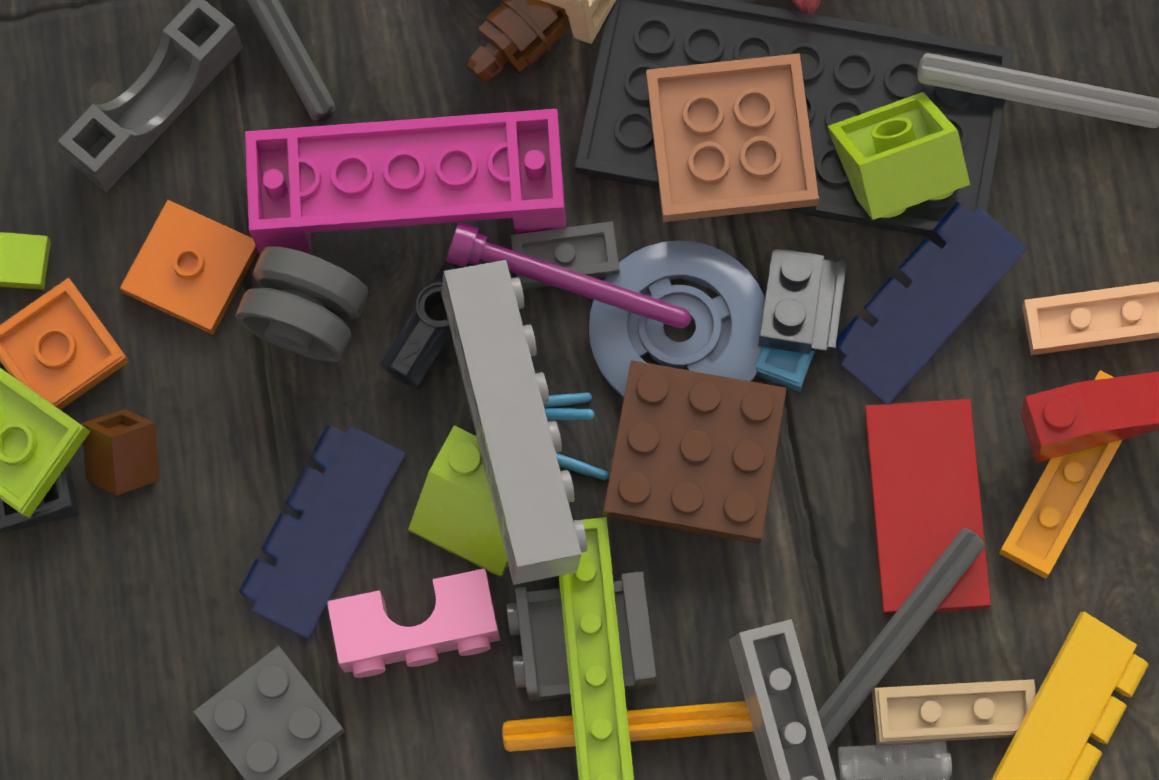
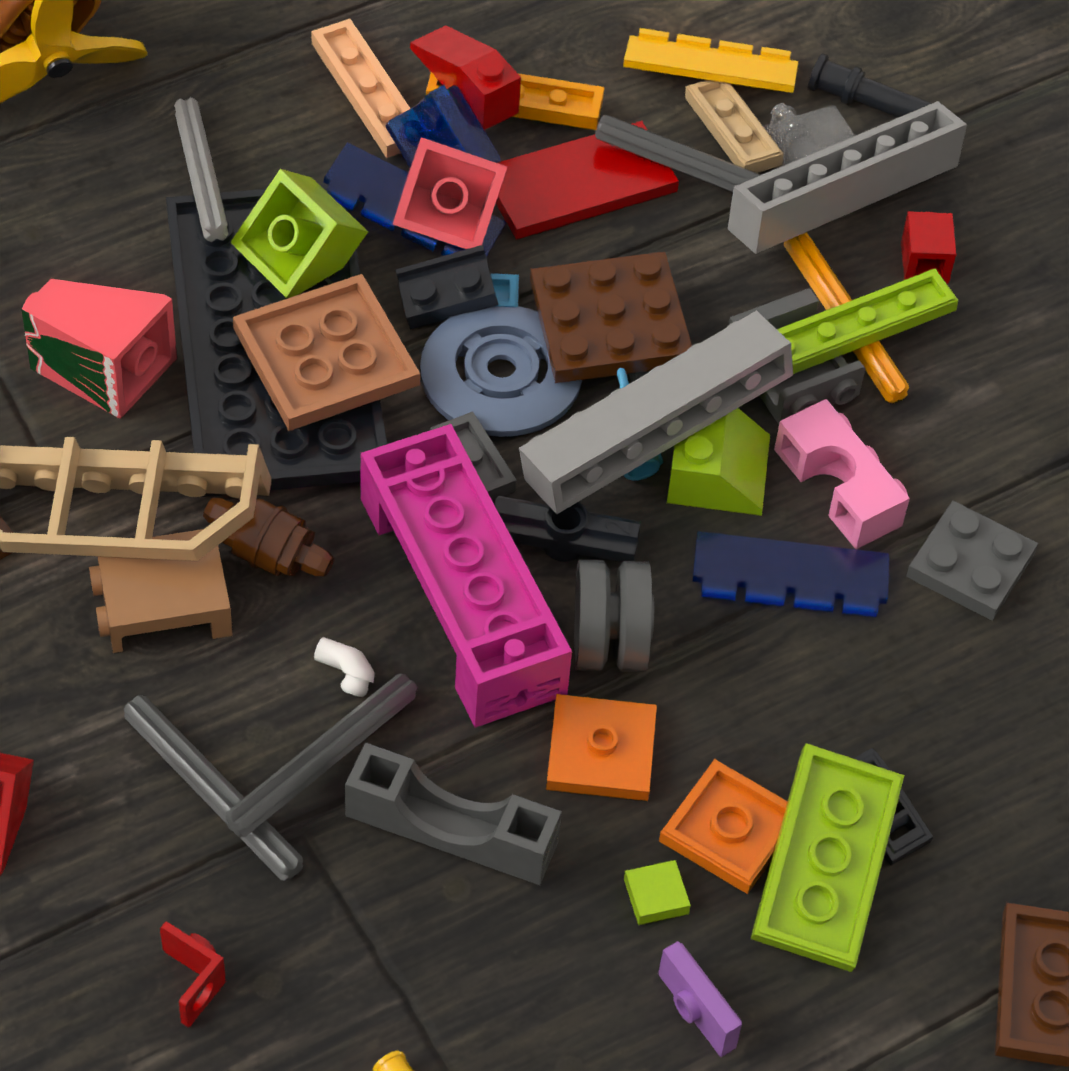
camera: 120 degrees left, 20 degrees down
(121, 452) = (789, 730): reddish brown panel -> none
(364, 69) = (348, 660): none -> white arm
(471, 247) = (508, 494): magenta piece -> none
(900, 323) = (449, 195): none -> coral slope
(1006, 359) = (445, 119): none -> clear blue bracket

